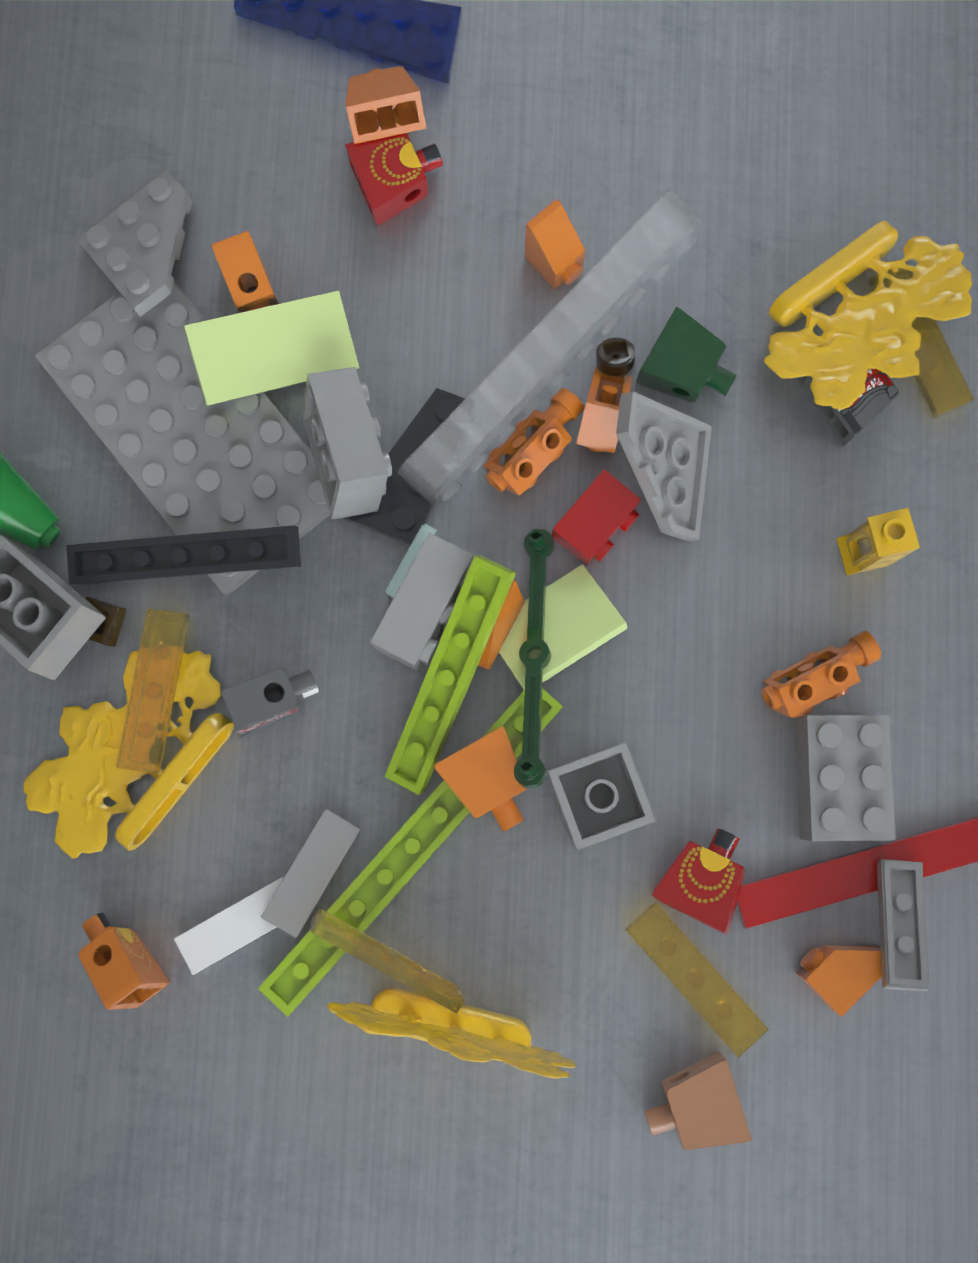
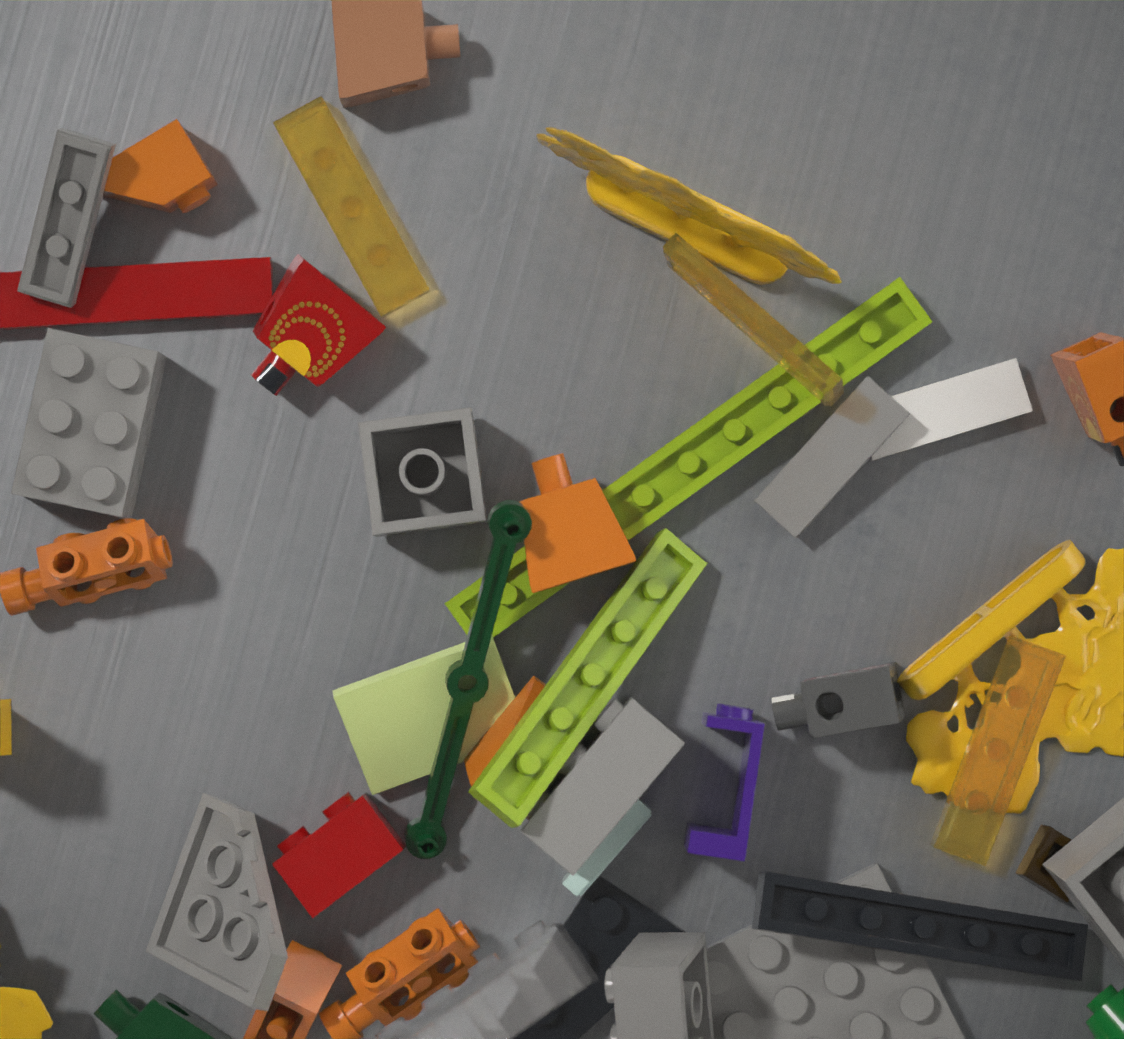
camera: 165 degrees left, 5 degrees up
(326, 584) = (722, 841): none -> dark purple panel

